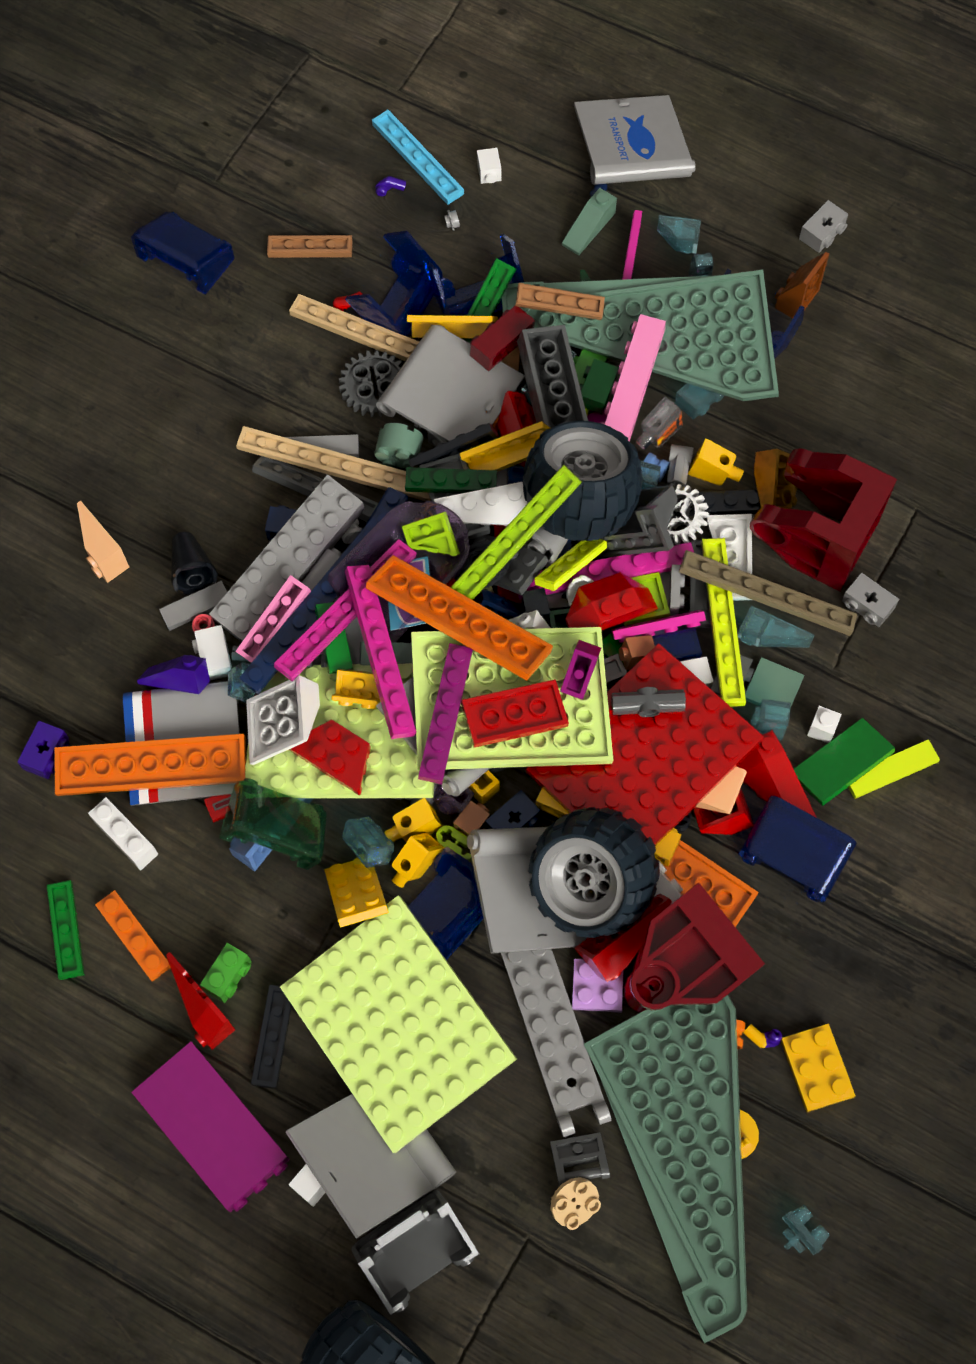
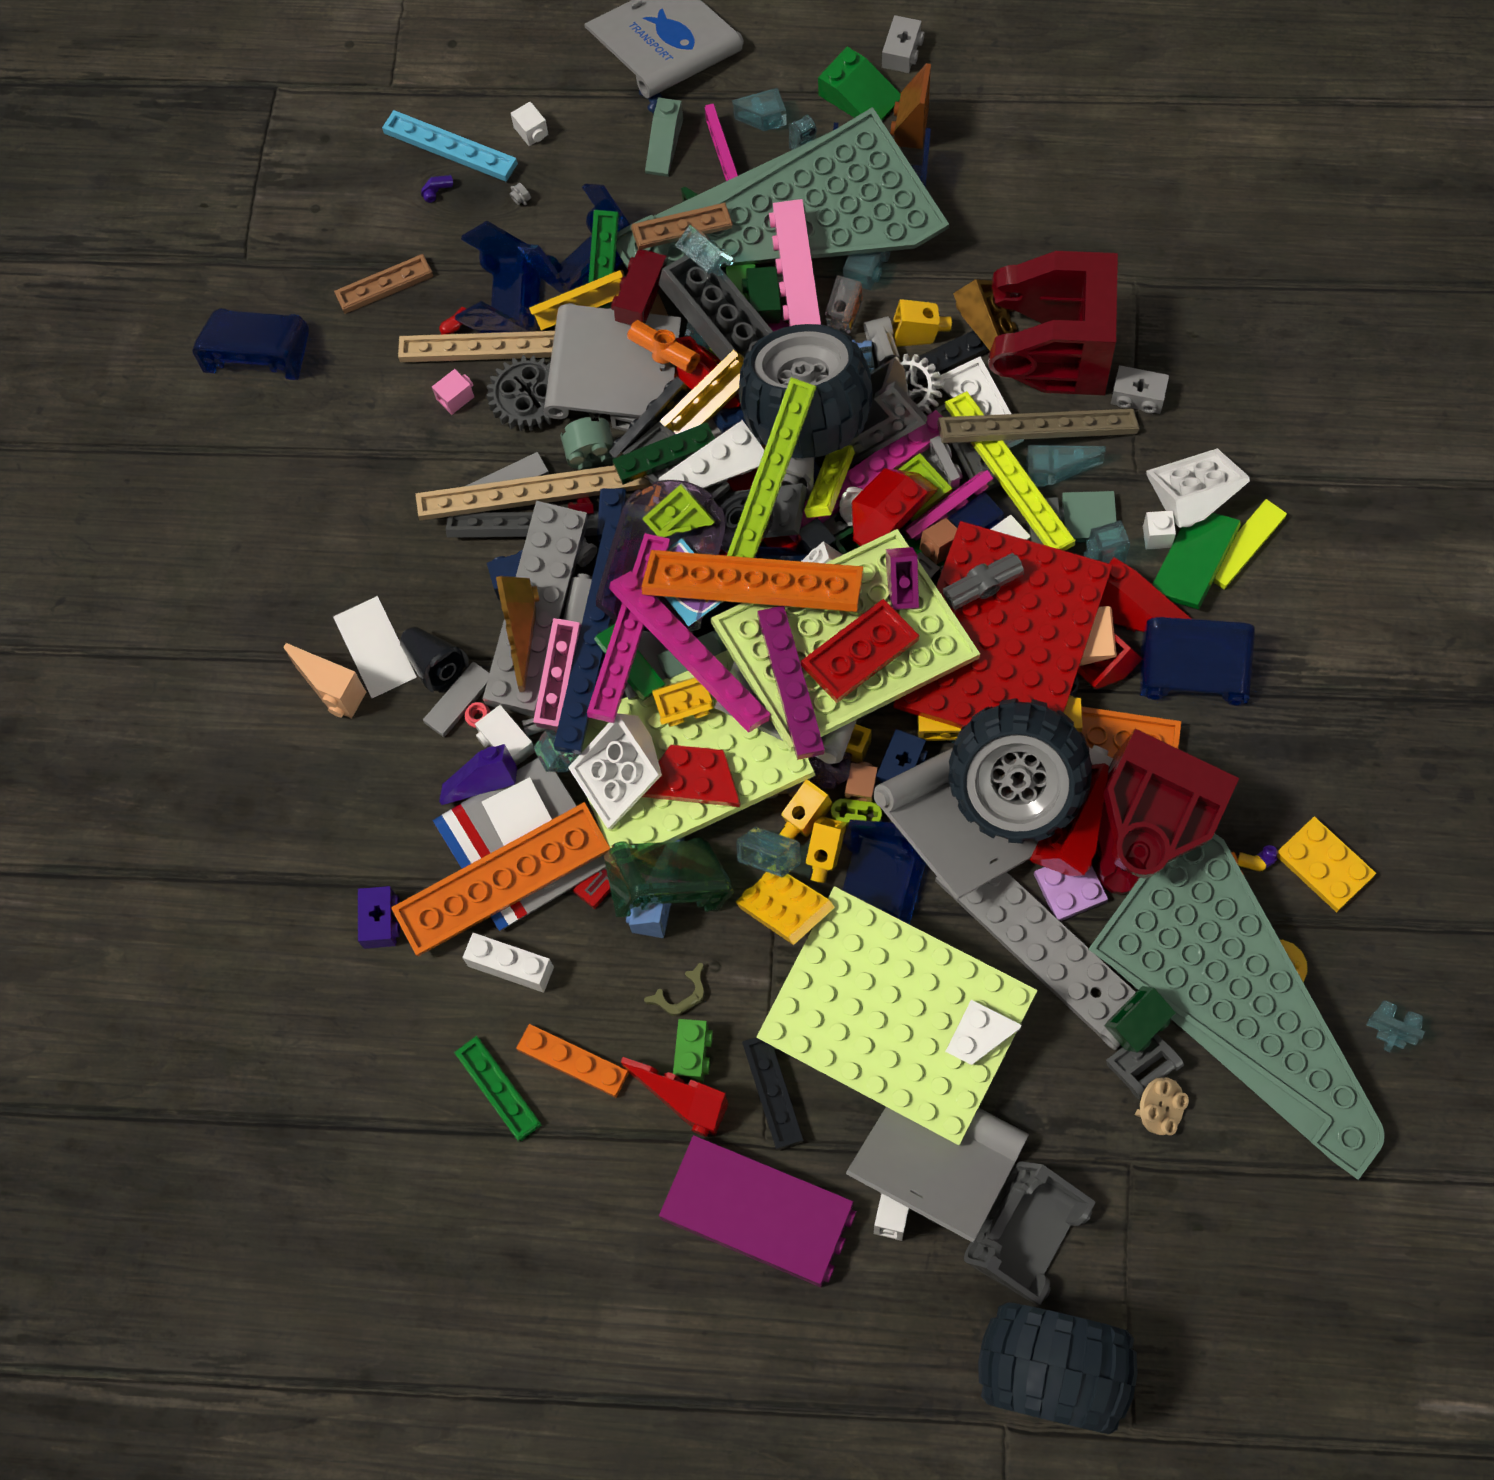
camera: 20 degrees left, 0 degrees up
(153, 533) = (374, 647): none -> white sticker
(189, 716) = (516, 811): none -> white tile
(255, 931) = (687, 1003): none -> olive helmet
(268, 554) = (519, 611): none -> pearl gold wedge
(318, 356) = (453, 391): none -> bright pink brick
(367, 495) = (583, 504): none -> dark red tile
(451, 1070) = (980, 1033): none -> white wing
(495, 393) = (663, 346): none -> orange piece
(562, 329) = (703, 251): none -> clear light blue hinge
(592, 1123) = (1140, 1019): none -> dark green brick
(768, 247) = (857, 86): none -> green slope
(874, 701) = (1196, 485): none -> white slope

